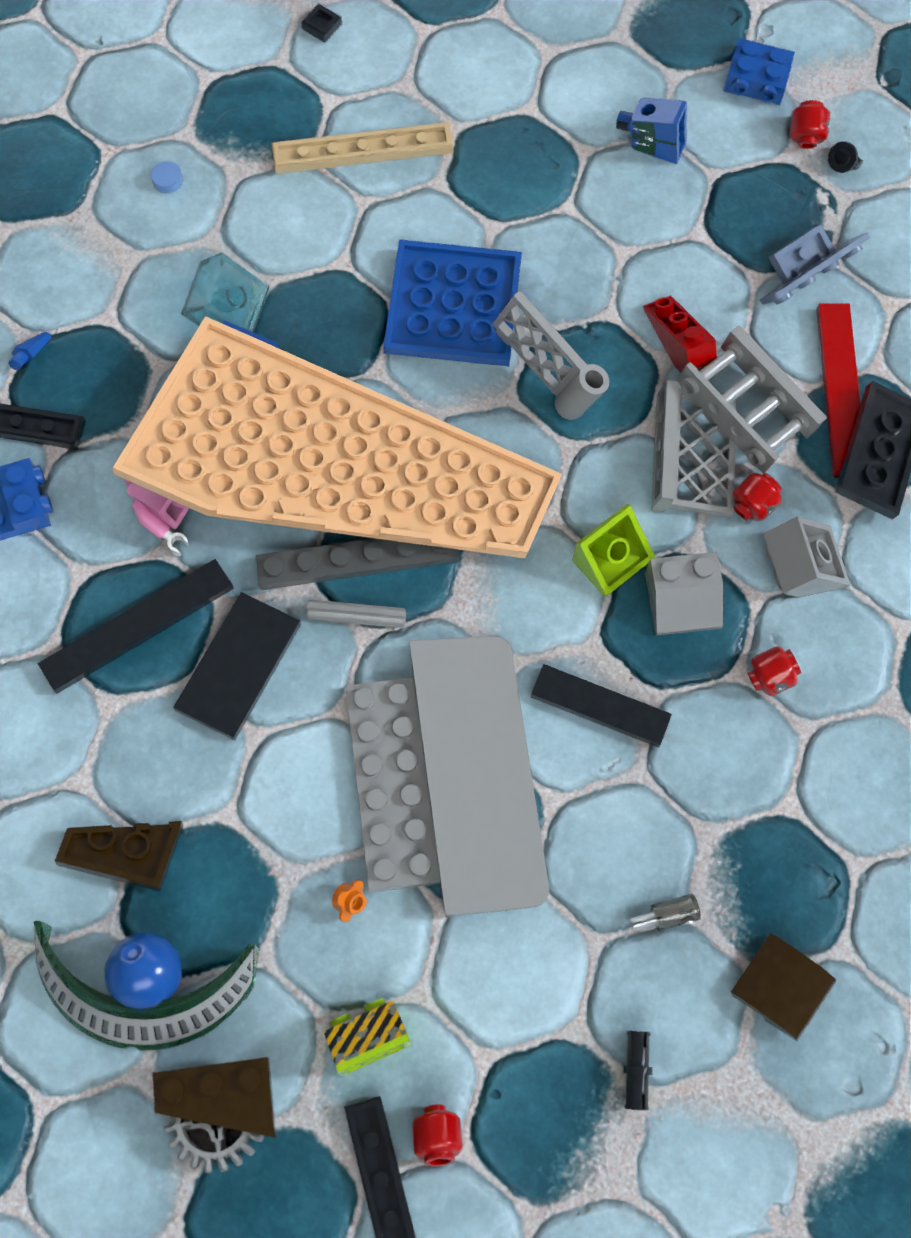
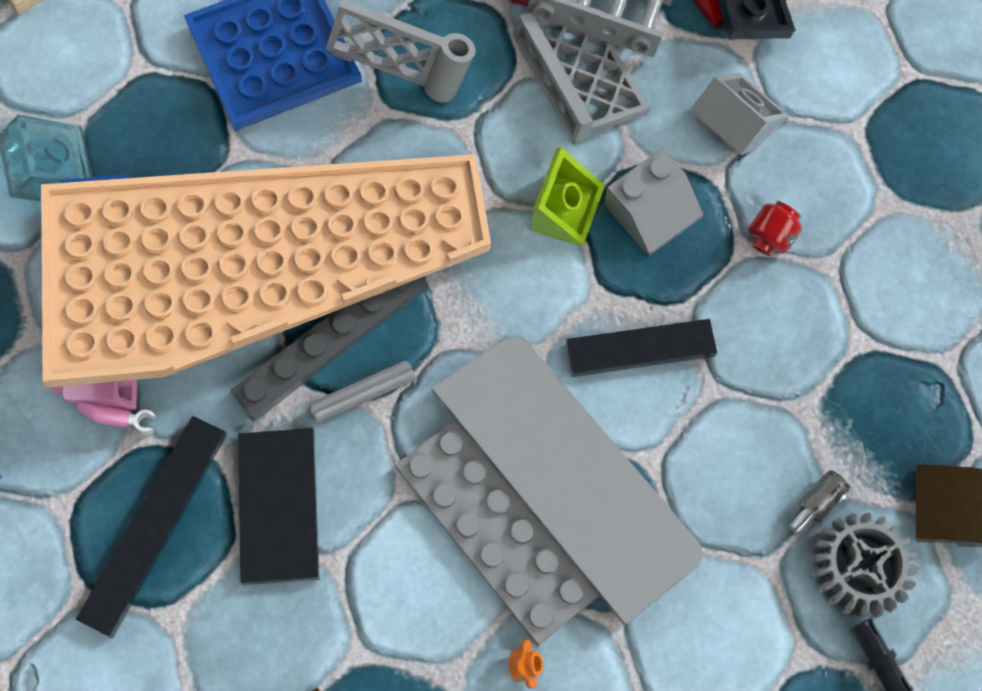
camera: 30 degrees left, 0 degrees up
(672, 970) = (871, 578): none -> light grey gear
(757, 497) = (663, 80): red head -> none

